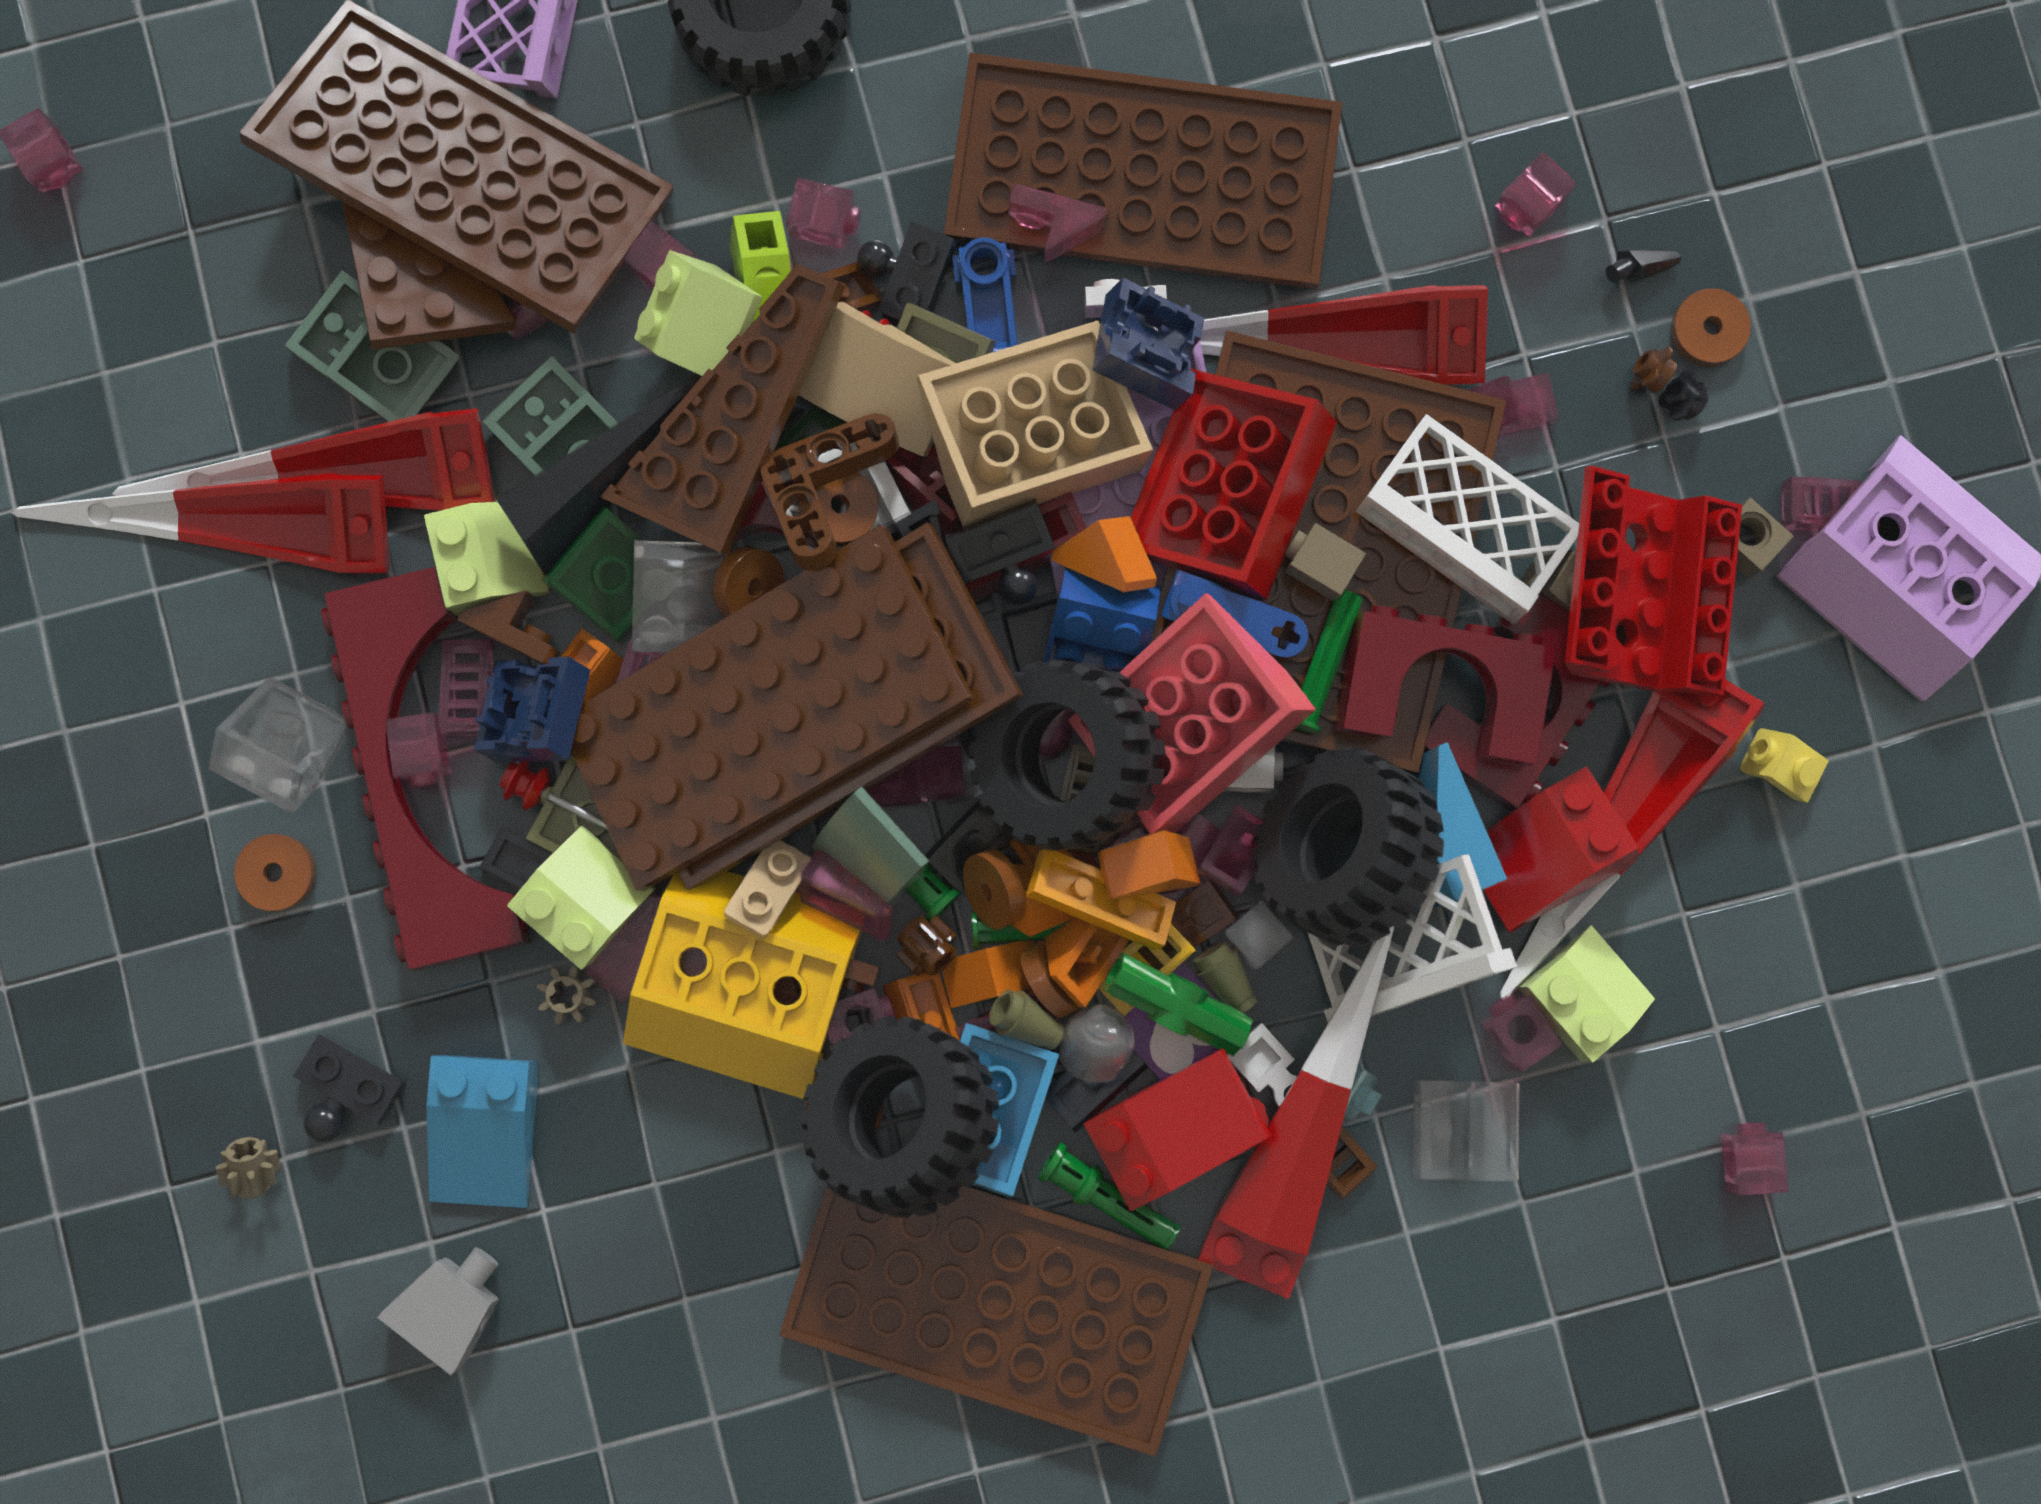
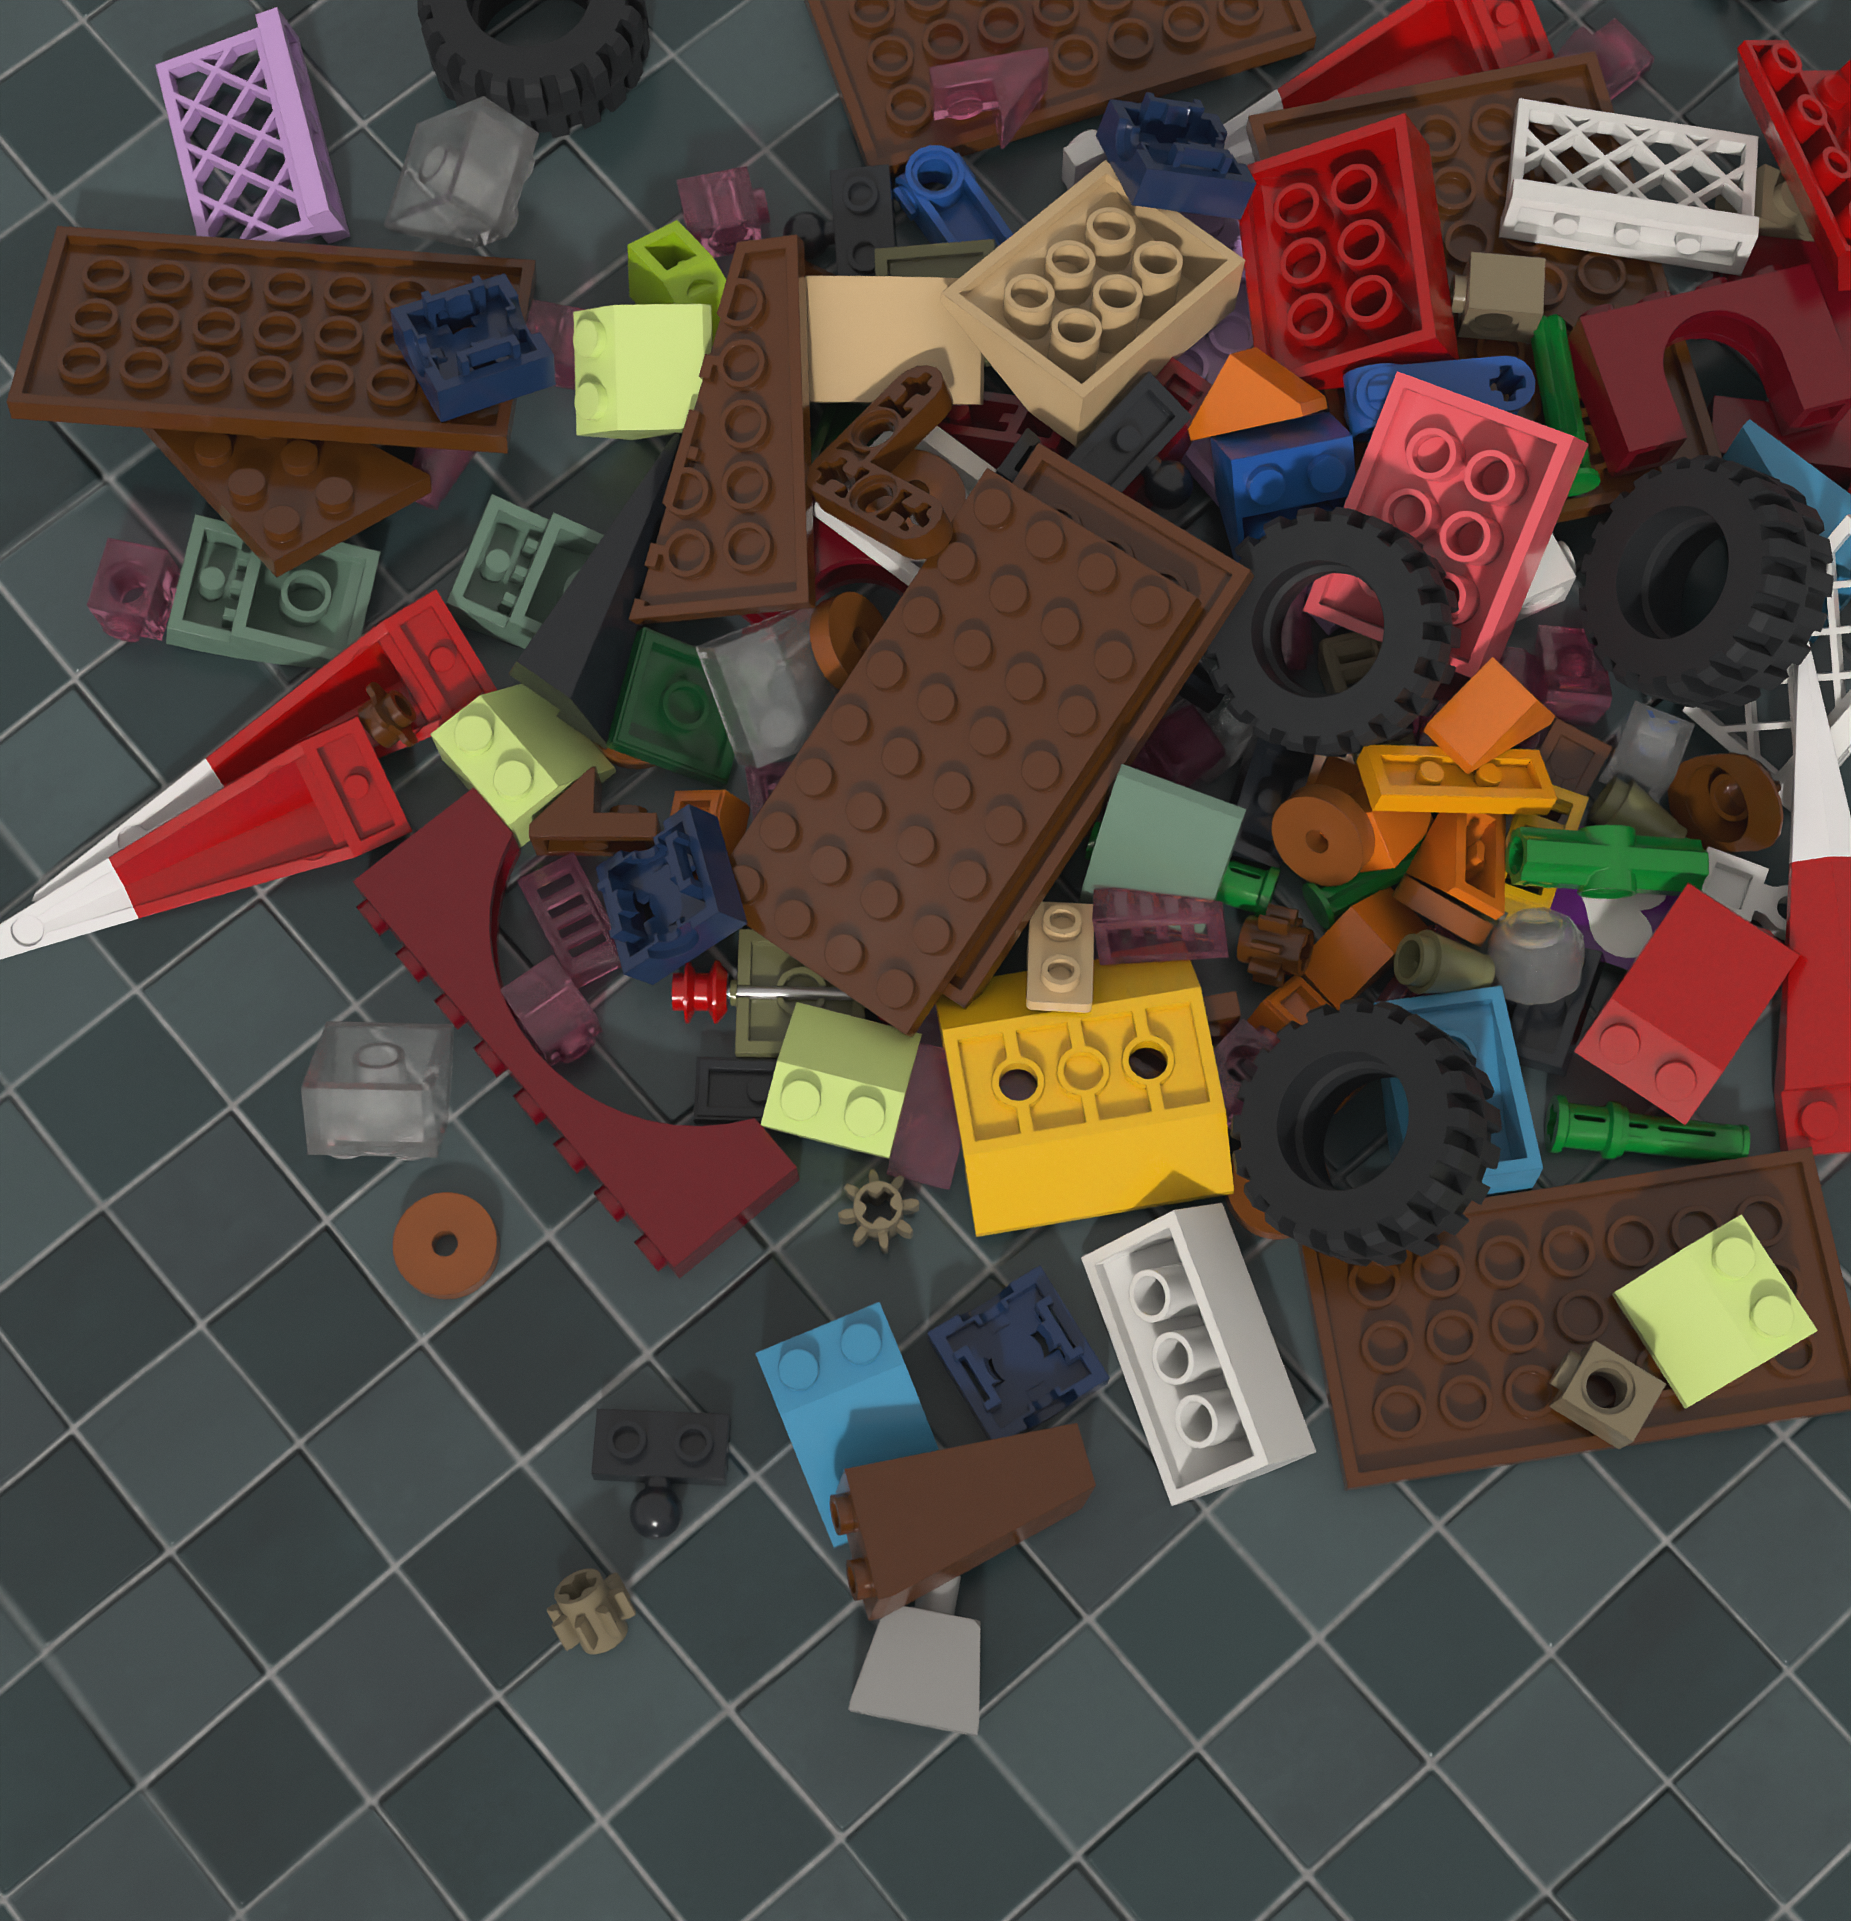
camera: 25 degrees left, 10 degrees down
(273, 283) = (131, 567): none -> clear pink brick
(403, 485) = (388, 717): none -> reddish brown plate
(507, 1223) = (952, 1509): none -> reddish brown slope
(604, 248) = (479, 363): none -> dark blue brick
(618, 1149) = (1002, 1331): none -> dark blue brick
(654, 96) = (463, 176): none -> clear slope
(729, 1197) = (1197, 1353): none -> white slope
(978, 1385) = (1633, 1386): none -> dark tan brick
(1076, 1346) = (1714, 1311): none -> yellowish green slope
(1291, 1000) = (1727, 802): none -> reddish brown piece

